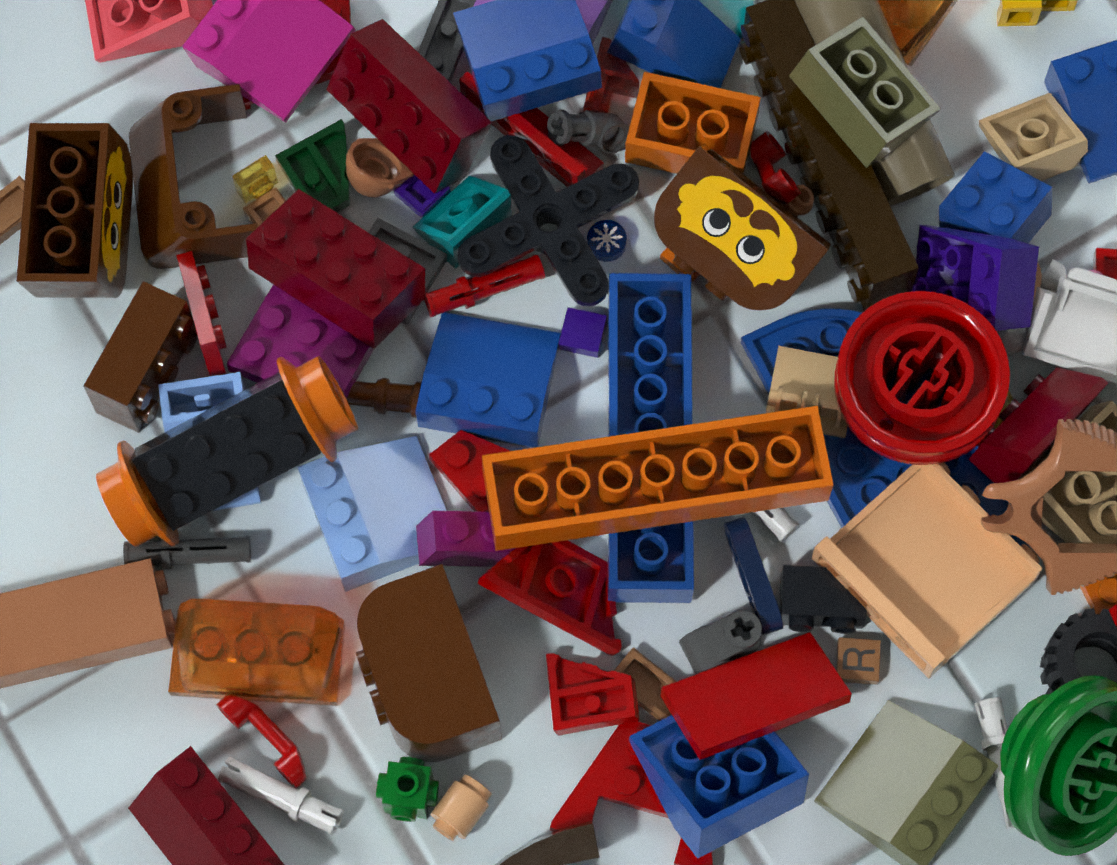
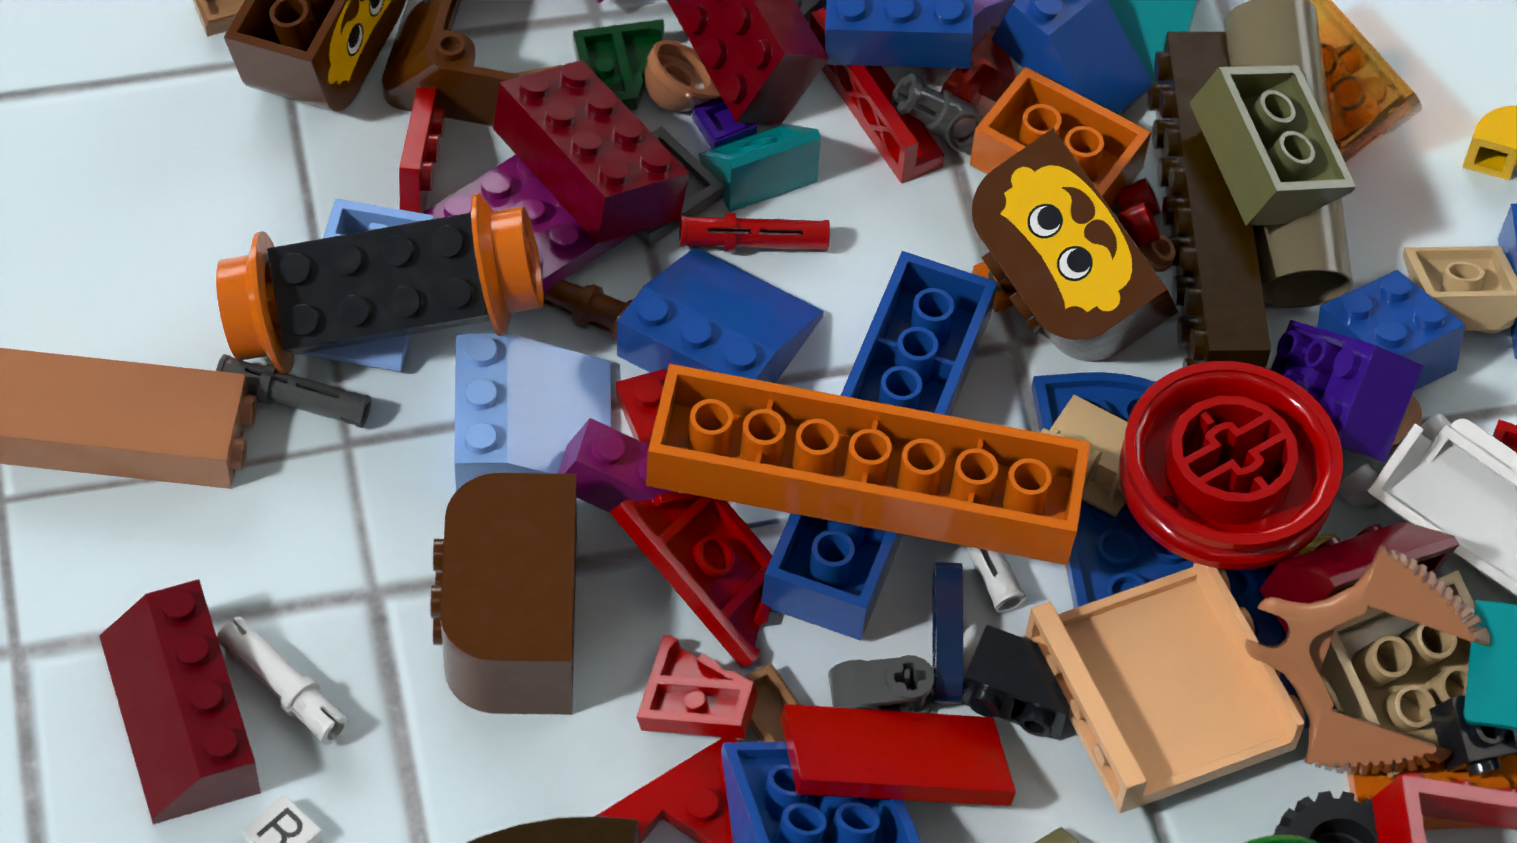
camera: 15 degrees right, 15 degrees down
(141, 356) = (341, 155): reddish brown brick -> none
(240, 711) = (277, 574): red bar -> none
(255, 179) = (540, 46): clear yellow plate -> none
(257, 652) = (327, 516): clear orange windscreen -> none
(410, 804) = (433, 720): green brick -> none
(460, 808) = (489, 764): light nougat brick -> none
(543, 205) = (854, 184): black piece -> none
(582, 332) = (846, 318): dark purple tile -> none
(607, 240) = (916, 234): clear blue tile -> none
(858, 660) = (1041, 770): medium nougat tile -> none

